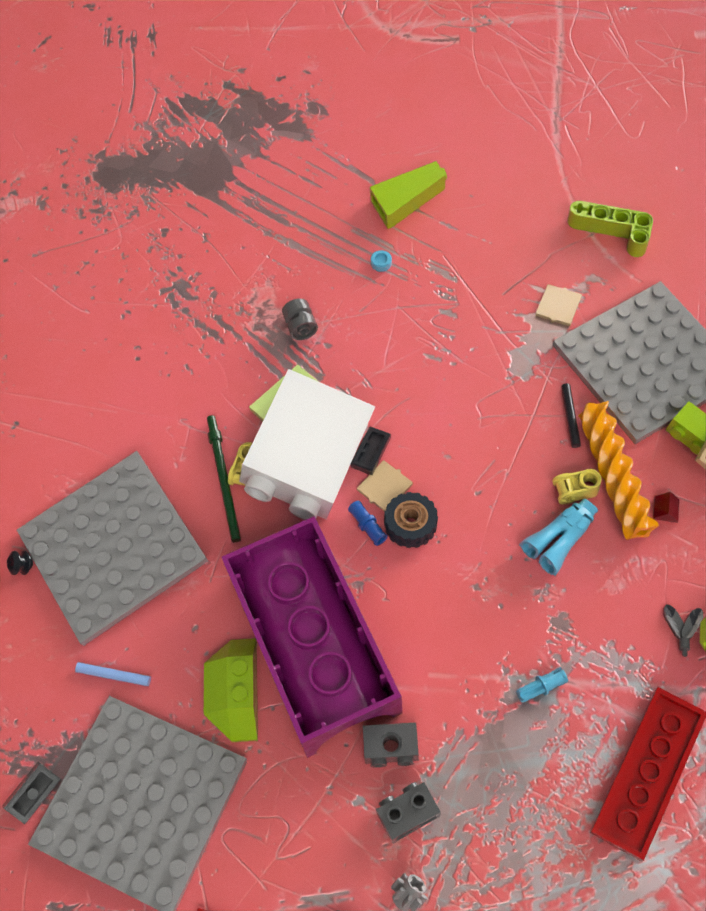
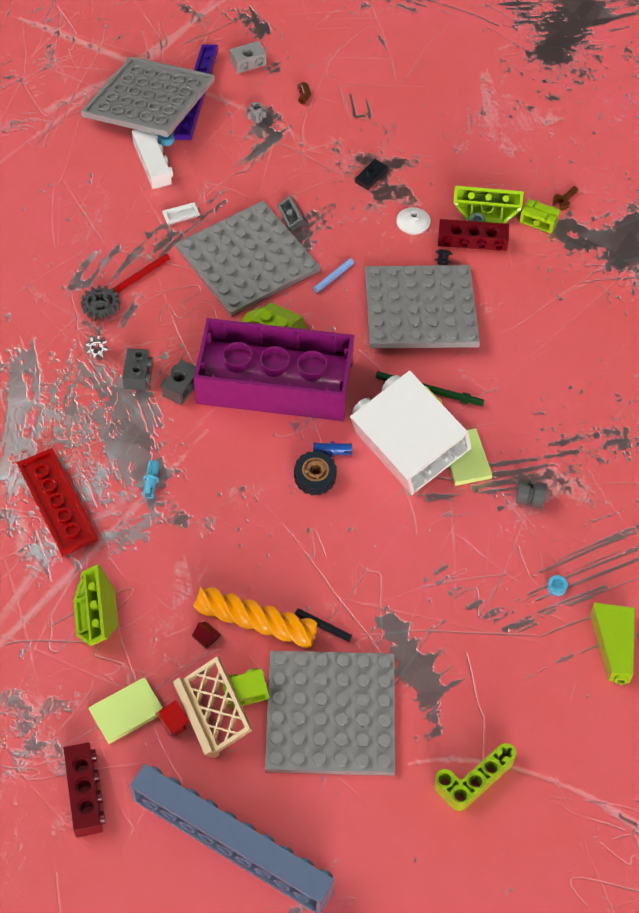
camera: 115 degrees right, 5 degrees down
(370, 450) = (386, 481): black plate -> none
(384, 485) = (354, 477): tan piece -> none
(558, 305) = (427, 685): tan piece -> none
(571, 525) = (238, 563): medium azure piece -> none
(572, 486) = (265, 584): light yellow piece -> none
(682, 630) = (120, 583): dark grey piece -> none

